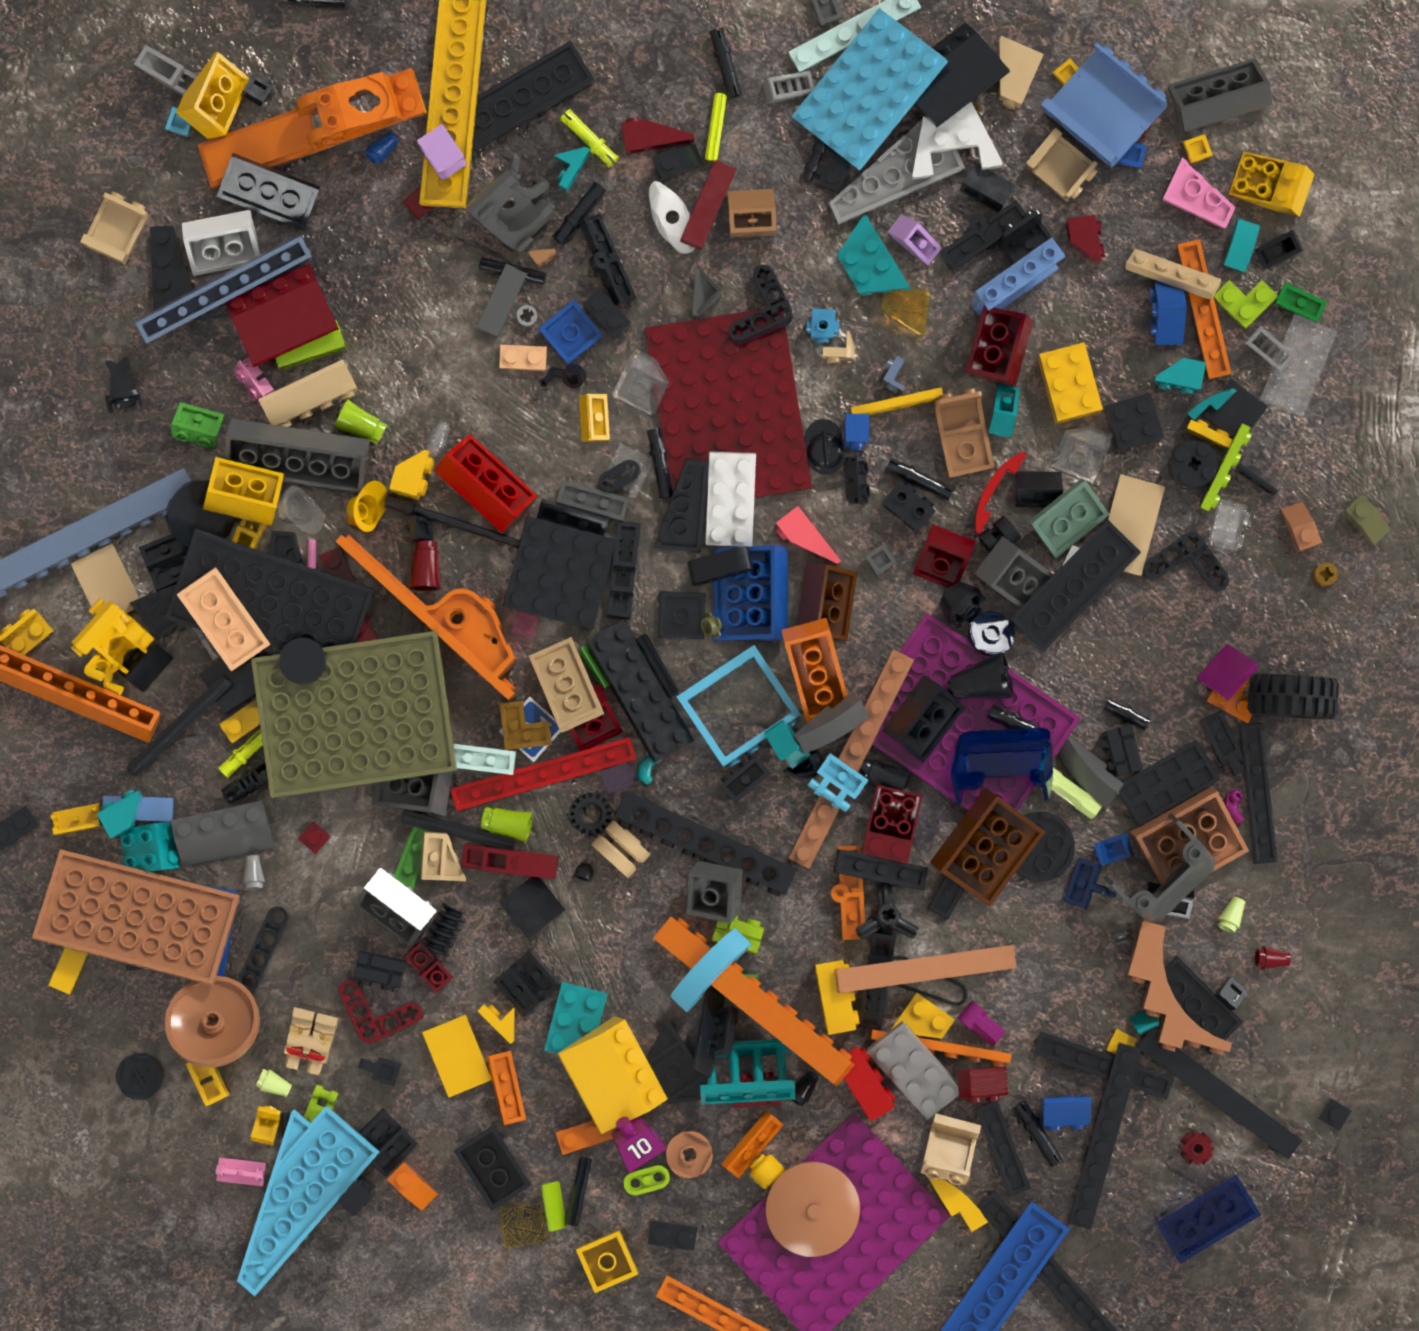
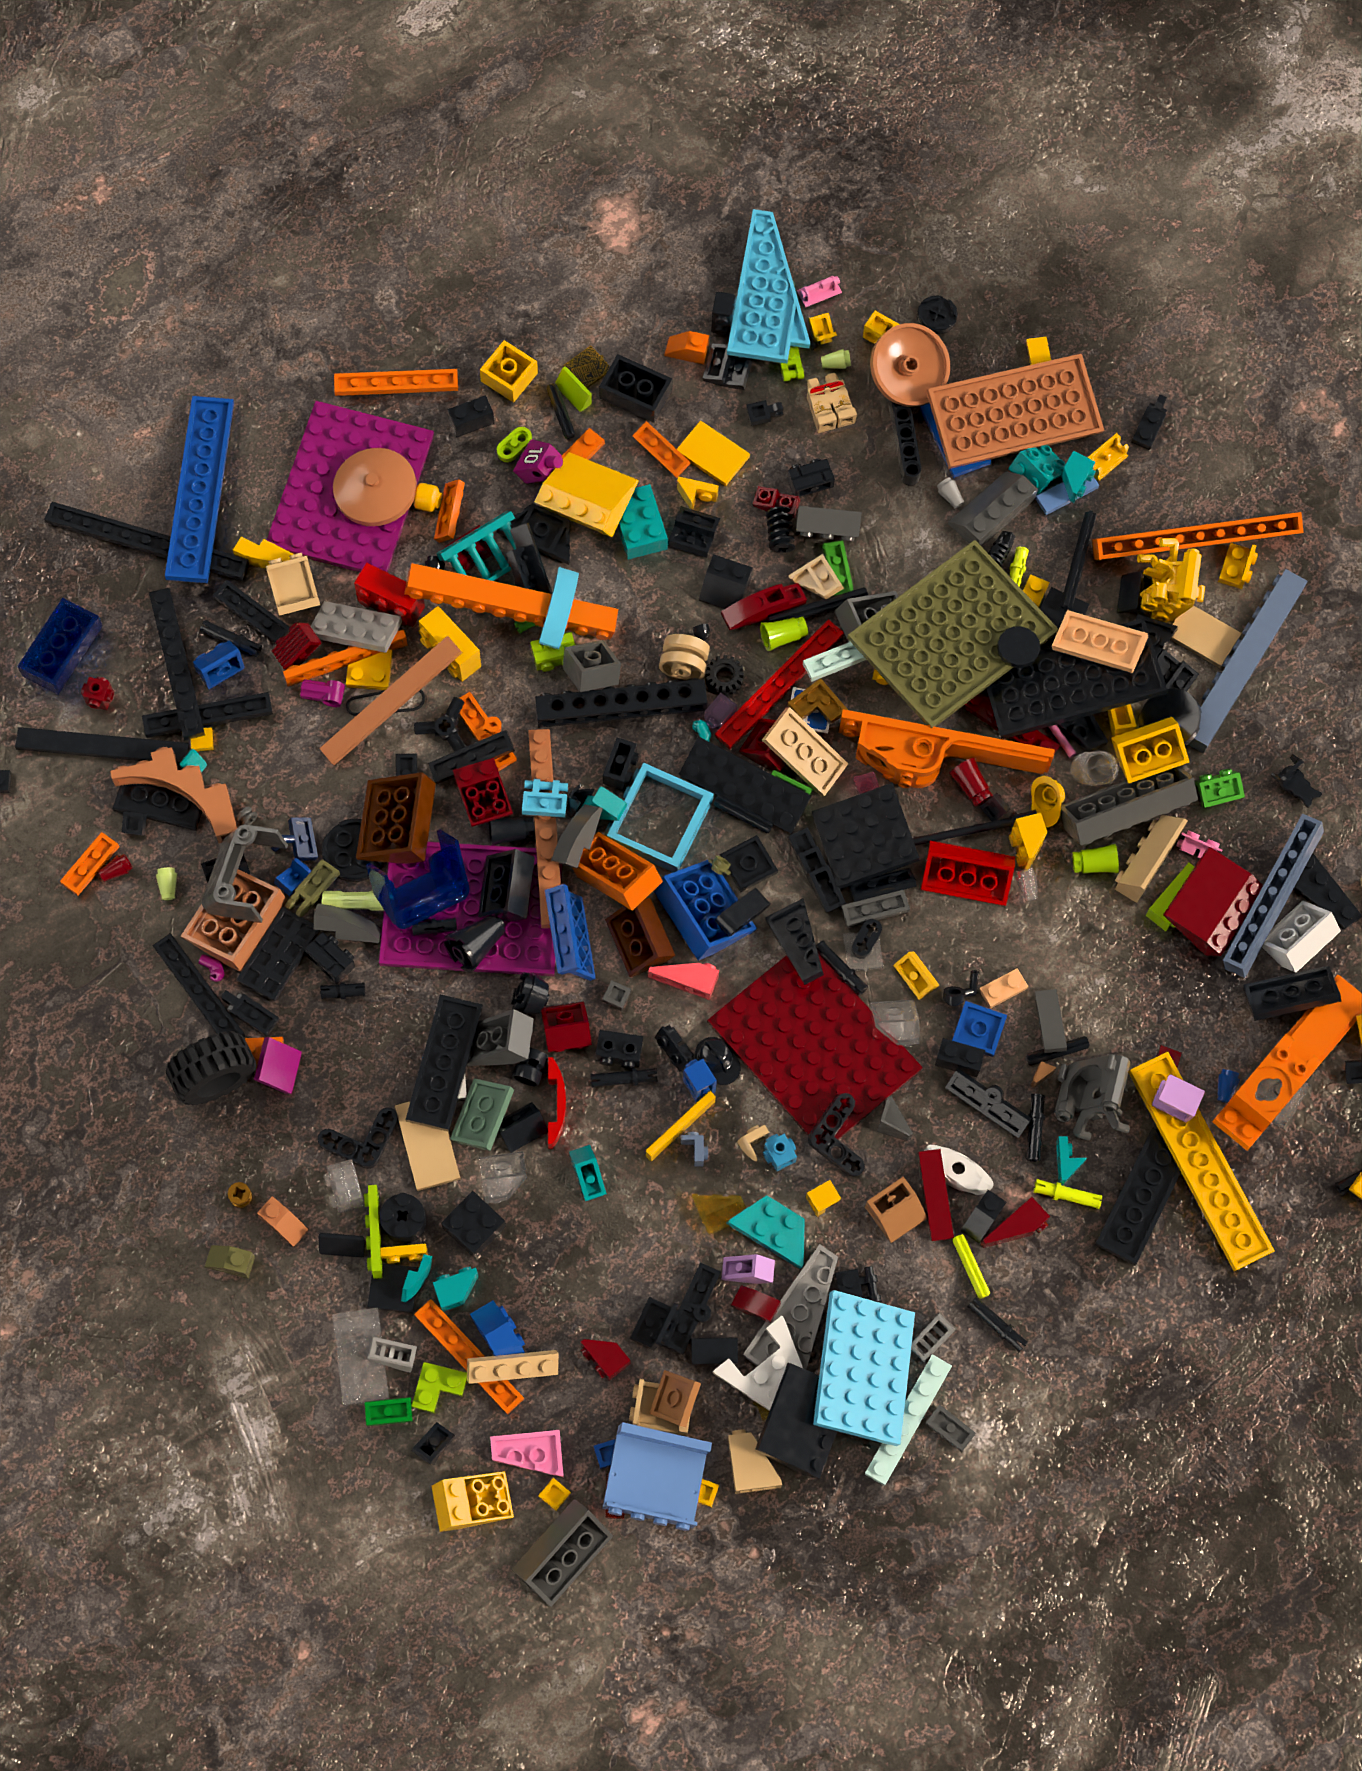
camera: 150 degrees right, 15 degrees down
(314, 837) = (922, 544): dark red plate -> none
(377, 1023) = (787, 443): dark red beam -> none
(520, 312) = (1022, 1030): light grey bush -> none
(693, 1167) = (496, 490): nougat plate -> none
(730, 499) = (767, 970): white plate -> none
(809, 262) = (822, 1197): none -> yellow panel
(874, 999) = (431, 693): black slope -> none
(896, 645) = (569, 932): none -> blue fence
(927, 204) = (756, 1303): none -> dark red slope
(963, 433) = (609, 1132): medium nougat bracket -> none
(991, 633) = (491, 988): tile -> none
(999, 346) = (623, 1221): dark red slope -> none
(1018, 278) = (641, 1274): medium blue panel -> none
(1049, 161) = (675, 1398): none -> medium nougat plate
(1069, 383) = (546, 1225): yellow brick -> none
(1099, 828) = (312, 887): none -> olive hinge
(1241, 245) = (468, 1431): teal slope -> none
(1293, 977) = (89, 864): none -> orange plate

